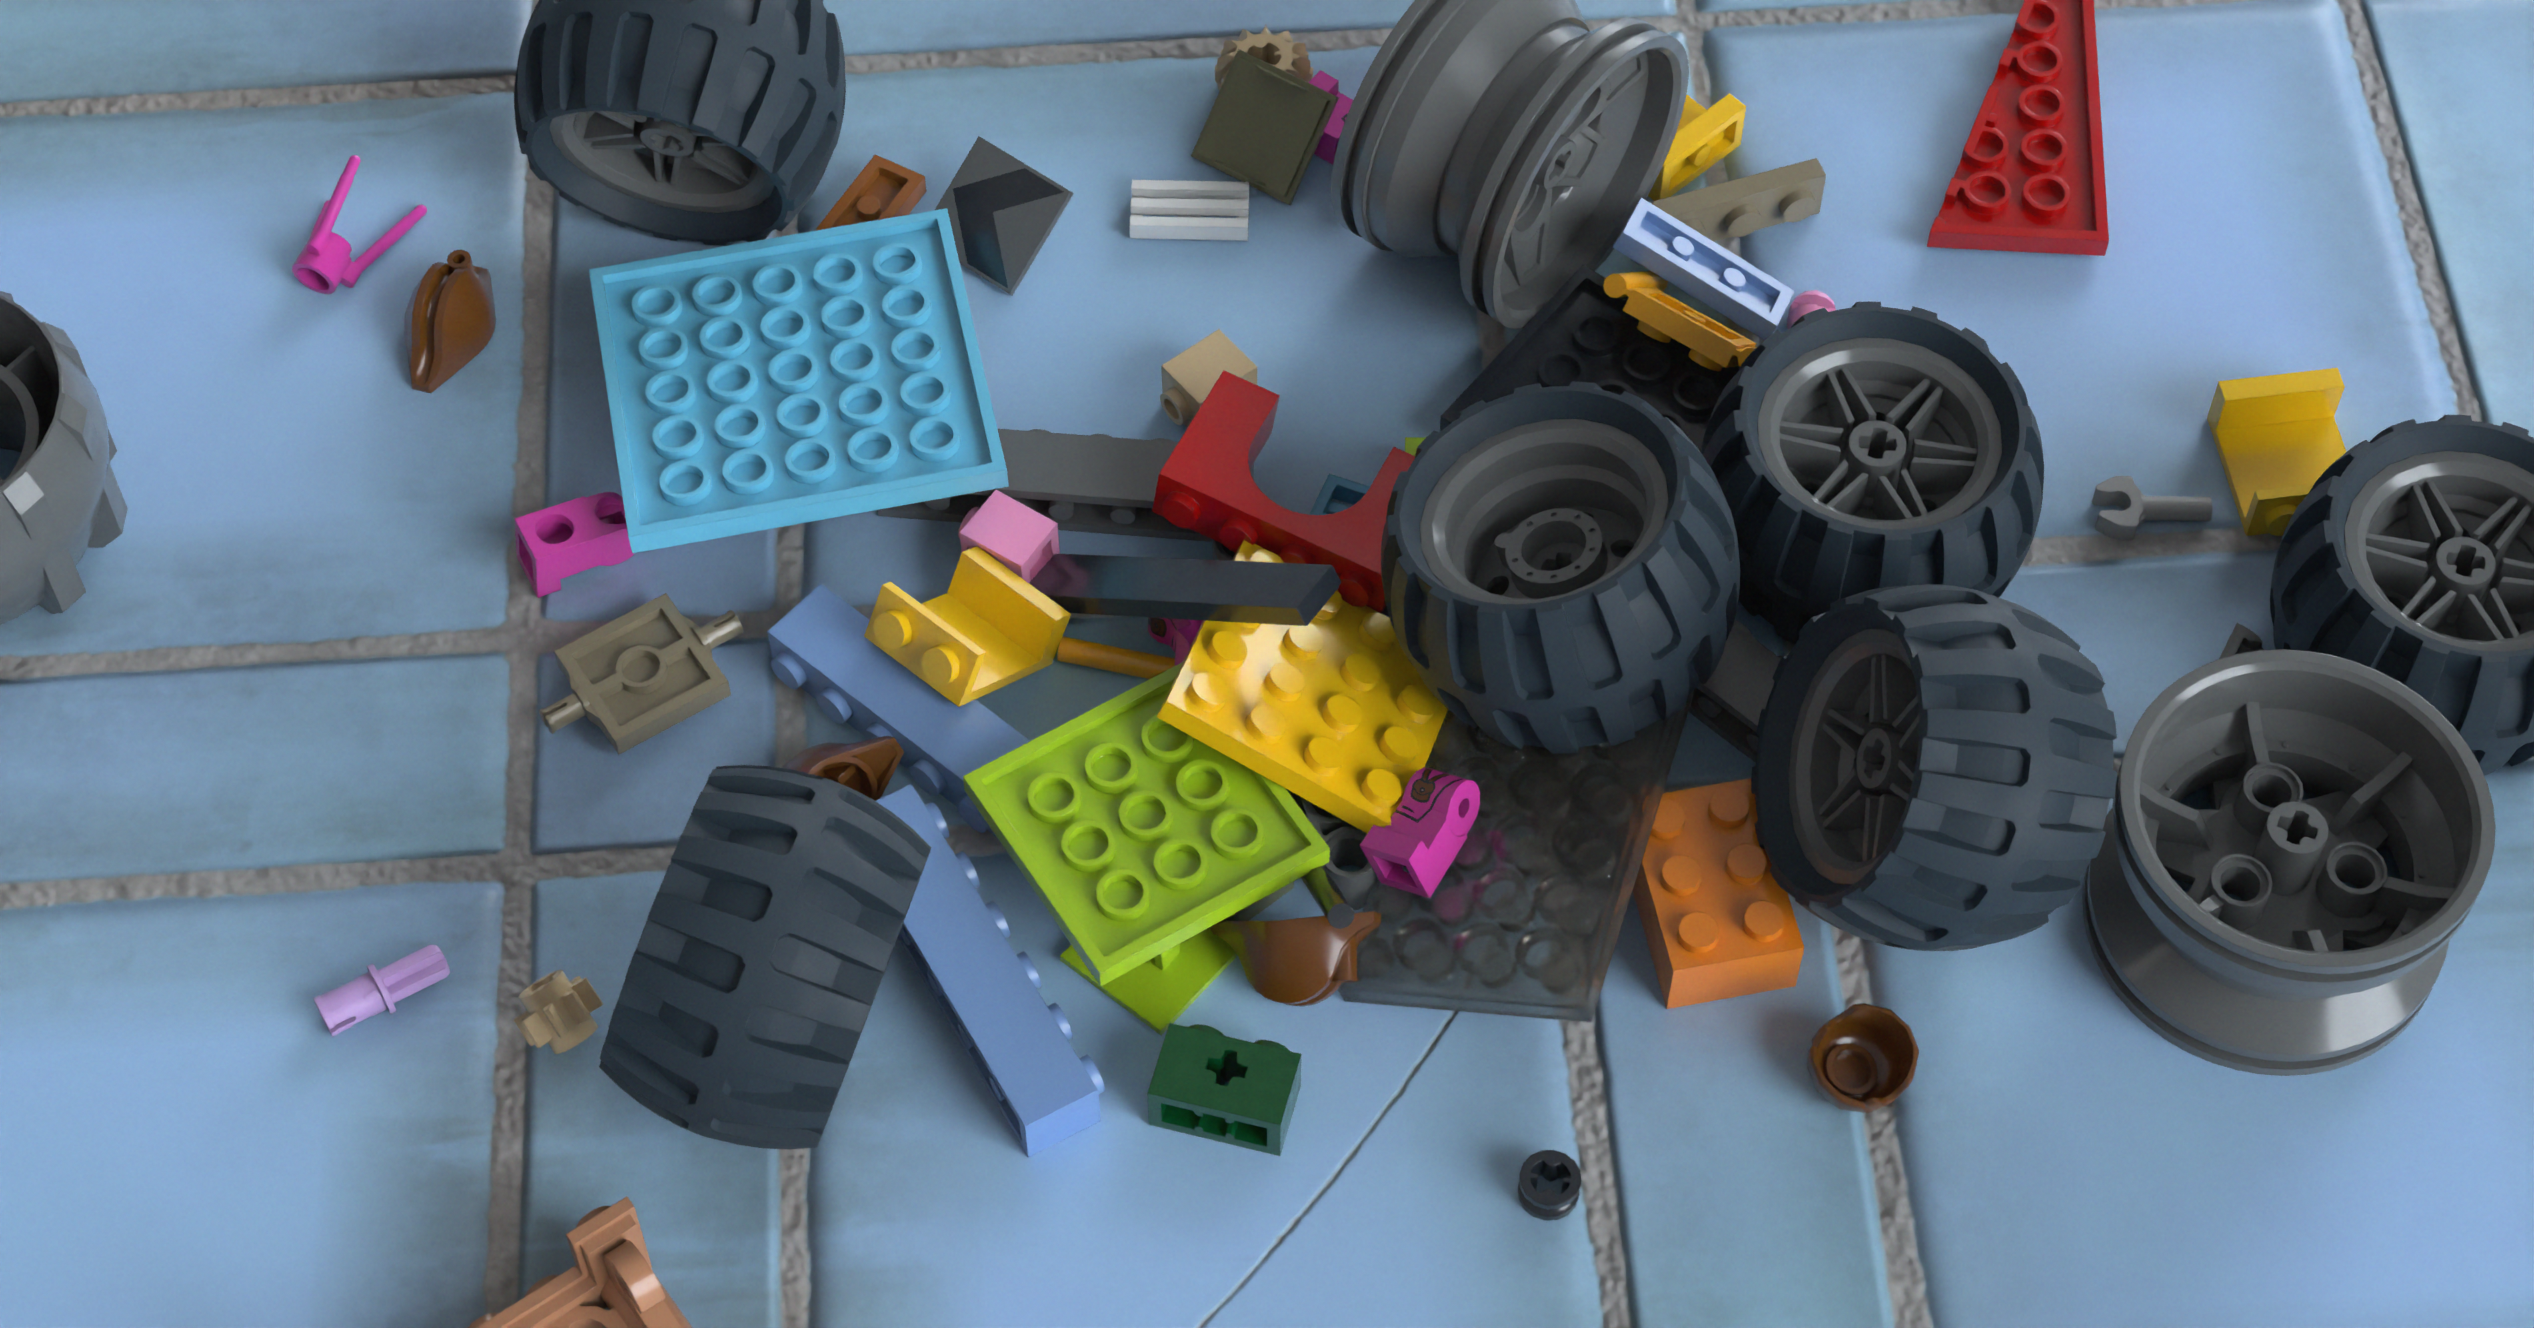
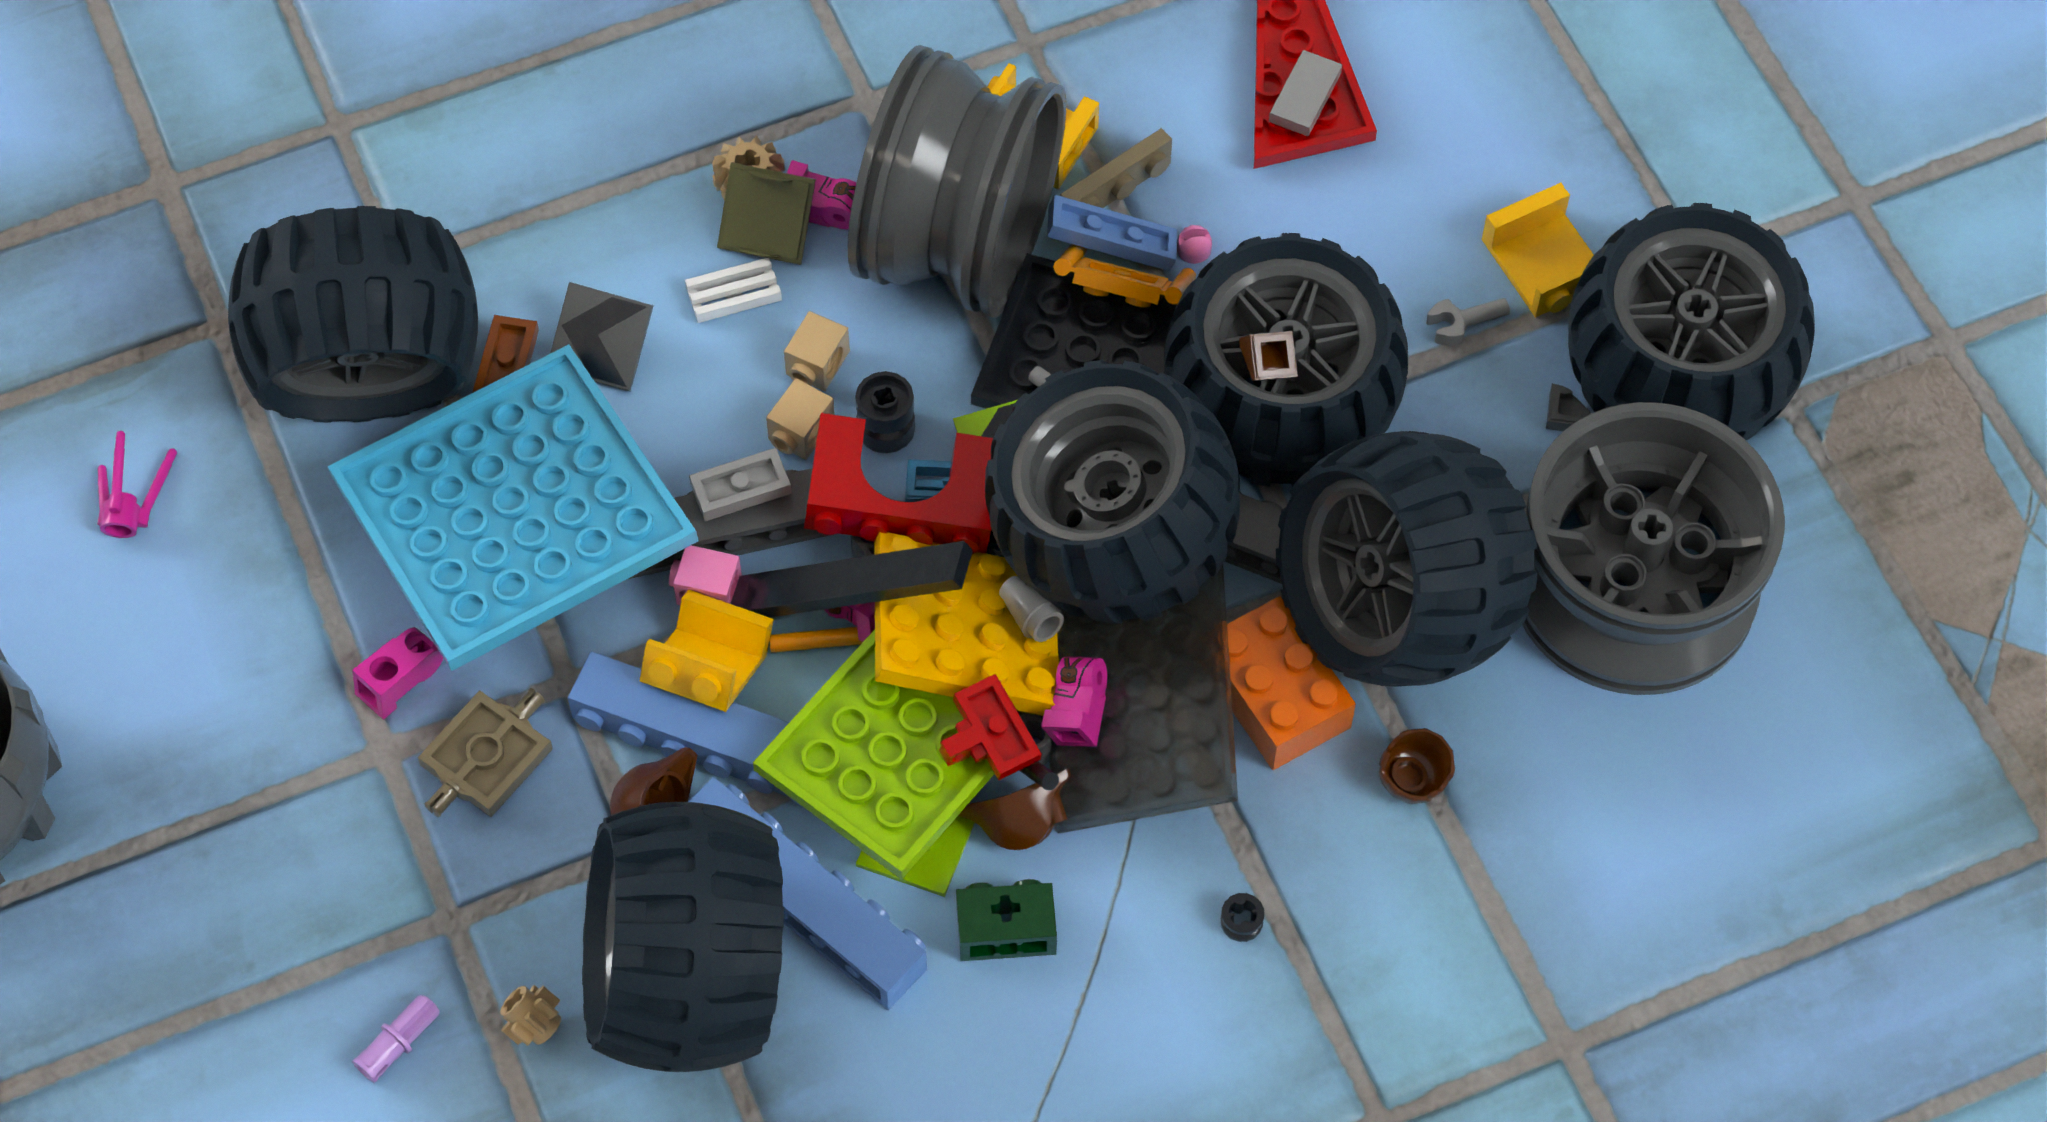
camera: 20 degrees left, 5 degrees up
(448, 320) = (231, 534): reddish brown hat -> none
(1090, 433) = (740, 484): none -> light grey plate
(1264, 308) = (816, 351): none -> tan brick
(1284, 826) = (990, 730): none -> red hinge
(1319, 405) = (888, 407): none -> black wheel
(1403, 697) = (1031, 611): none -> light grey cone
(1838, 454) = (1269, 355): none -> reddish brown slope
(2027, 167) = (1305, 93): none -> light grey tile

